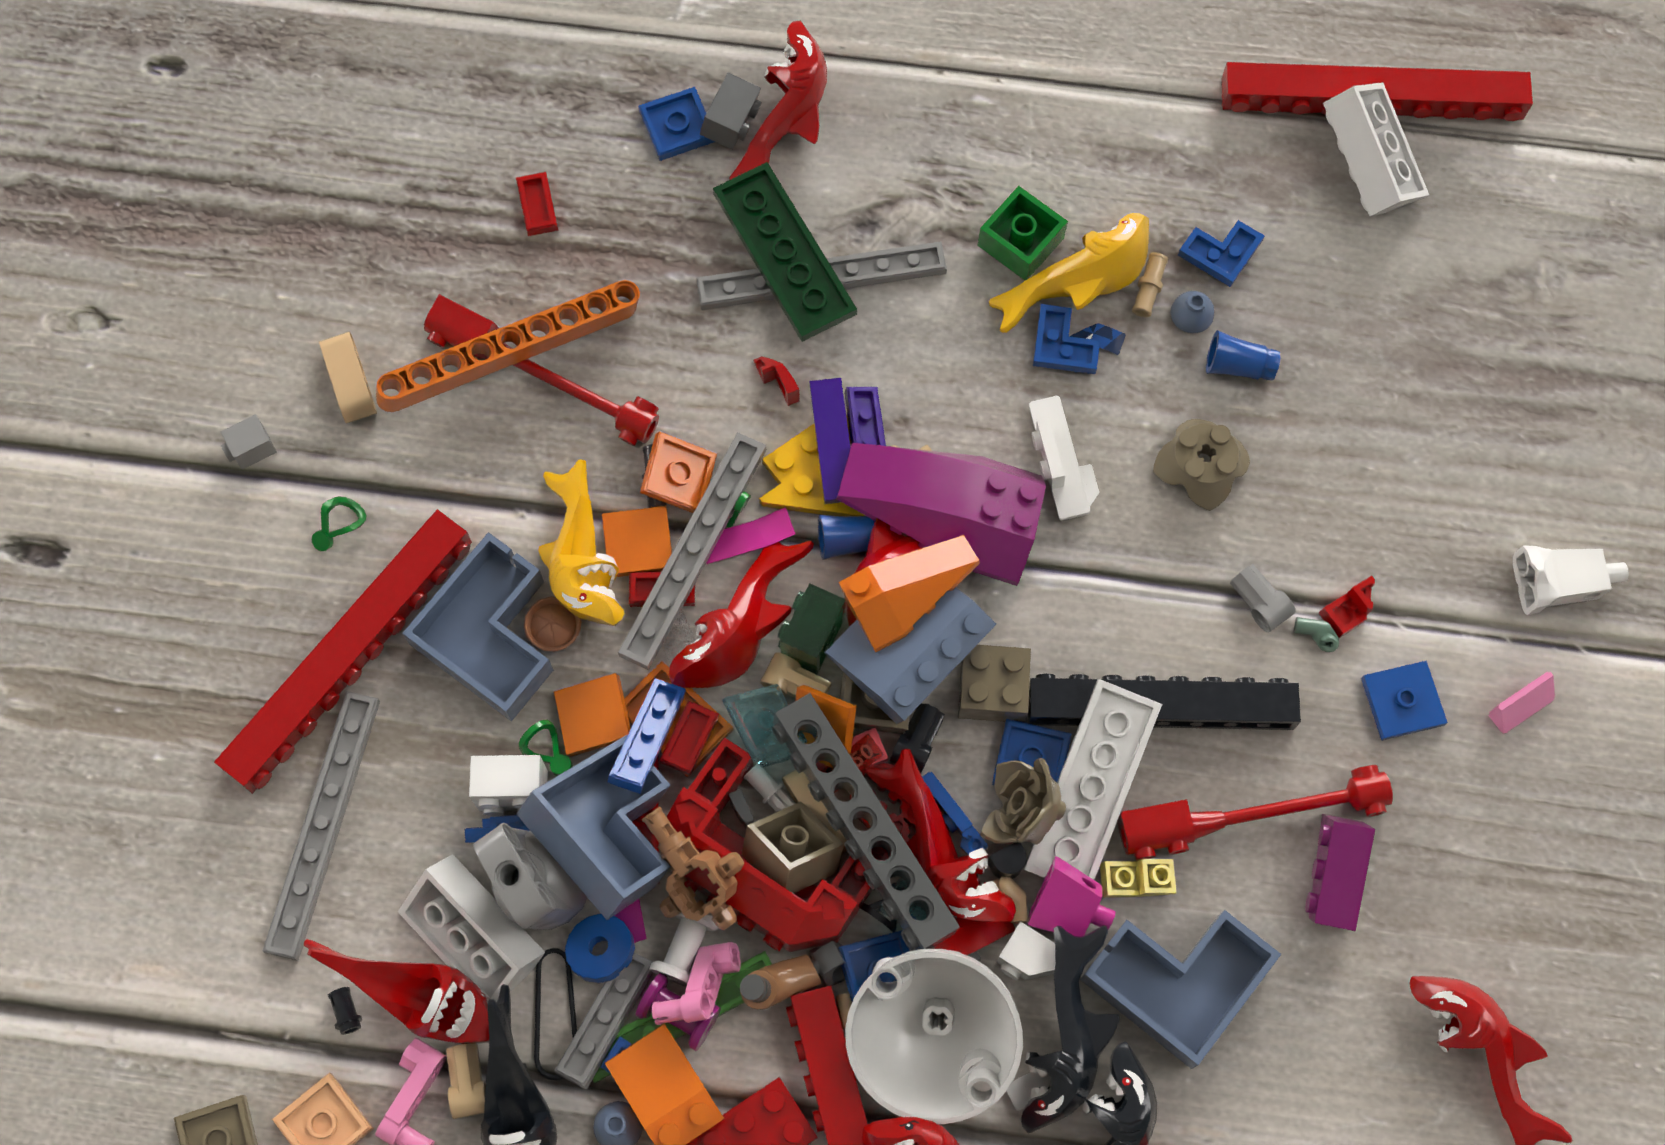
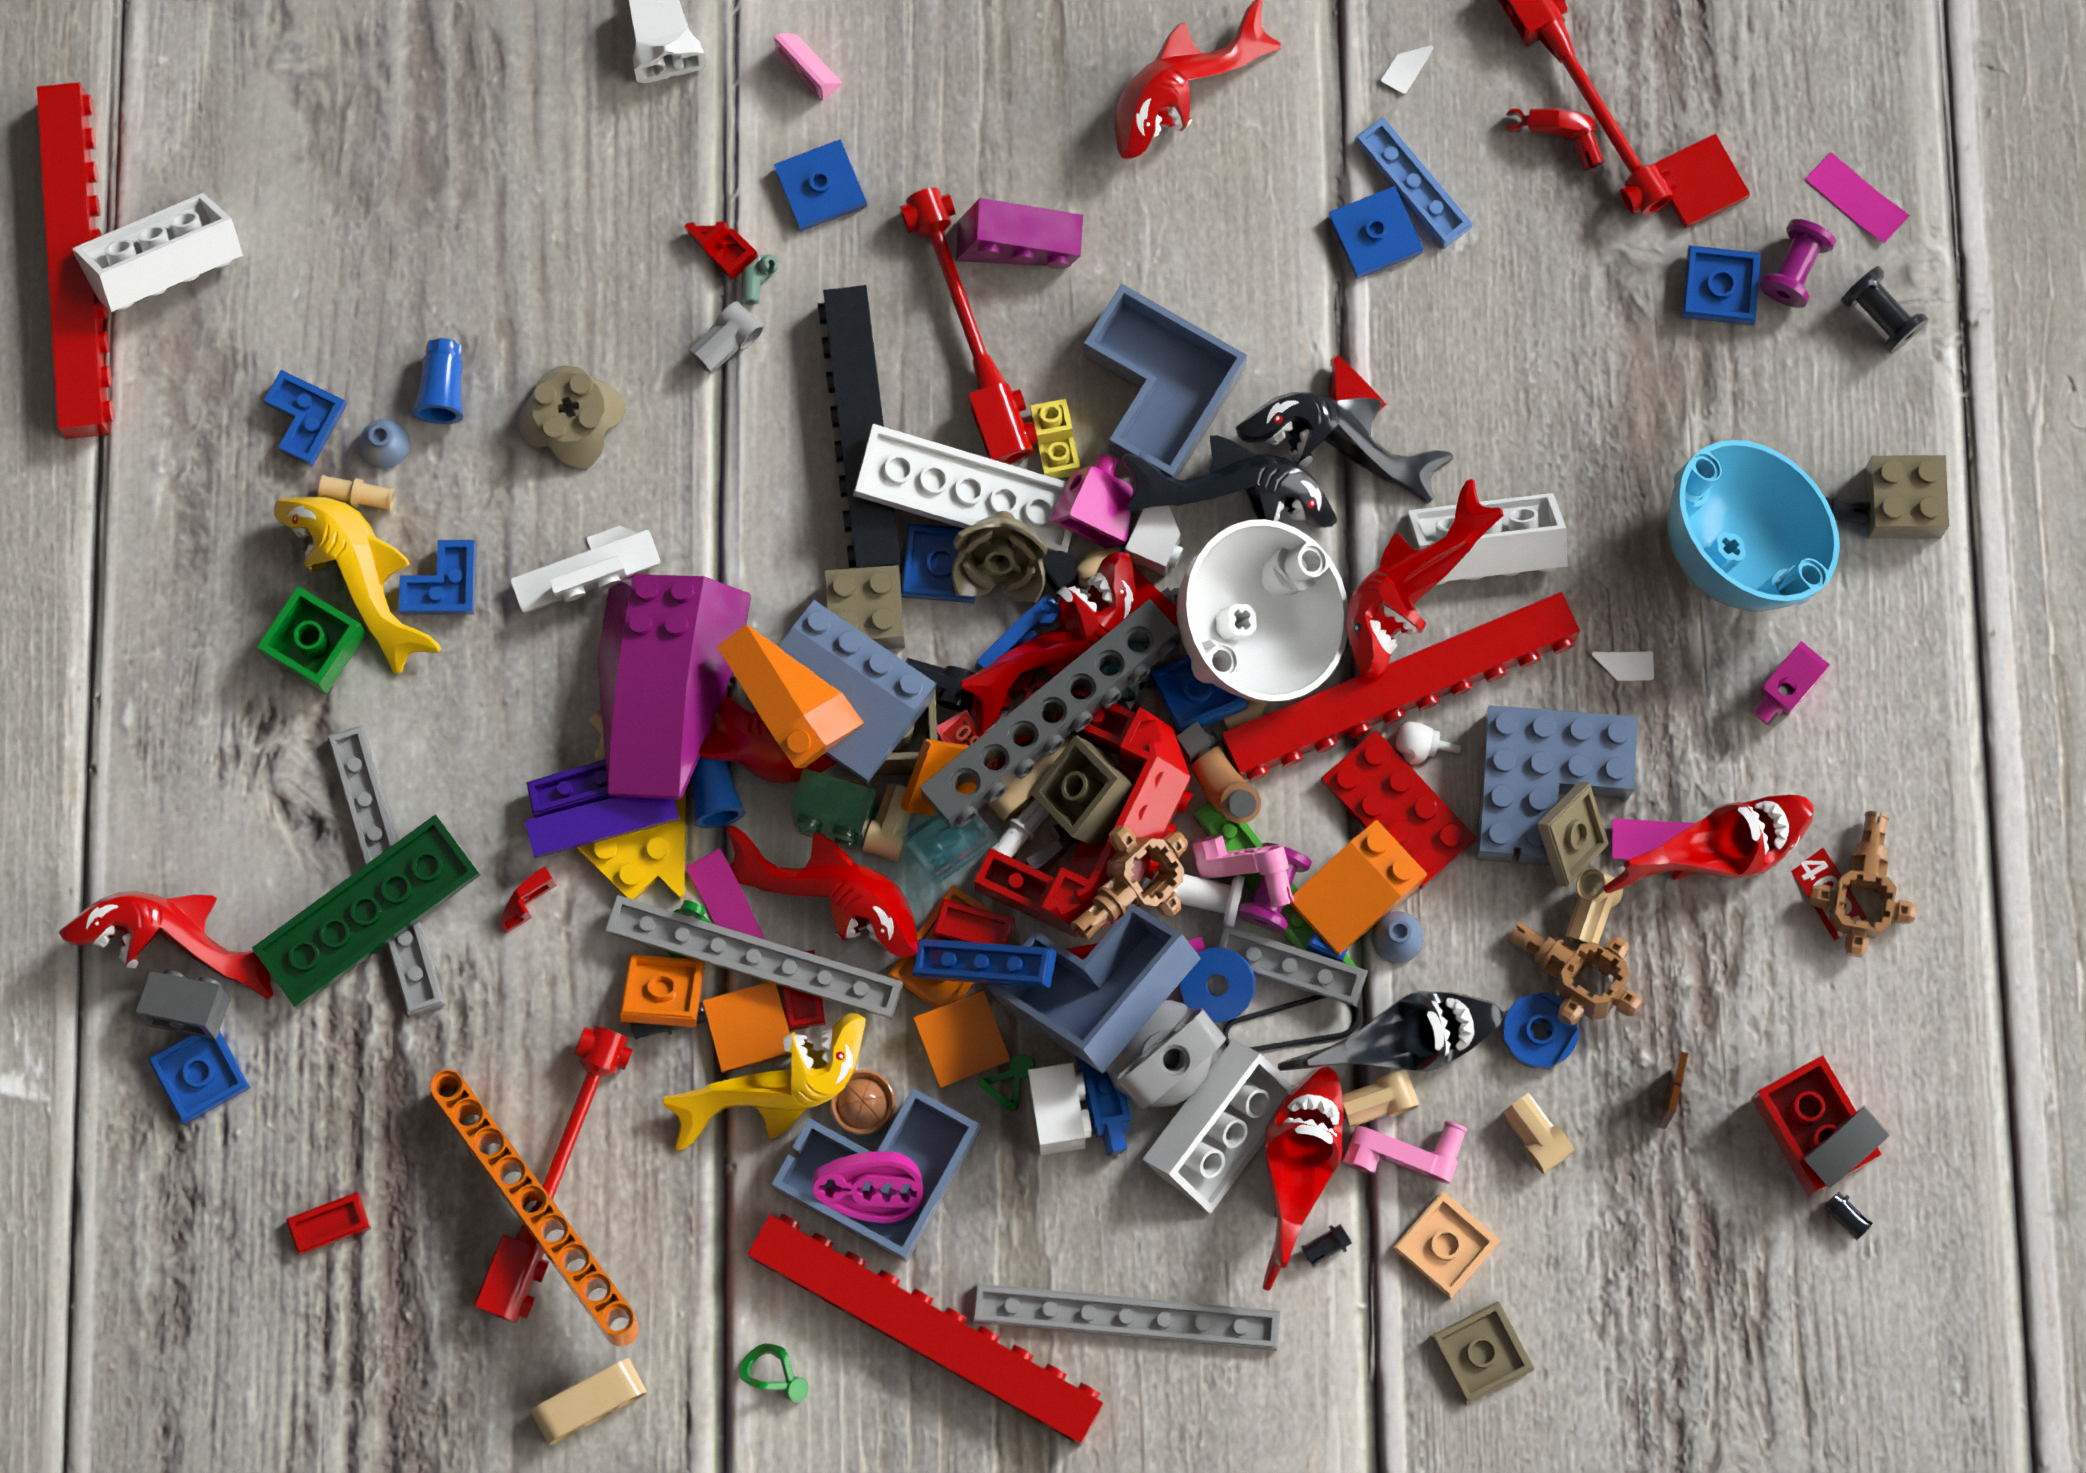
camera: 95 degrees left, 5 degrees up
(471, 613) = (872, 1205): none -> dark pink piece
(1109, 338) = (425, 541): dark blue sticker -> none

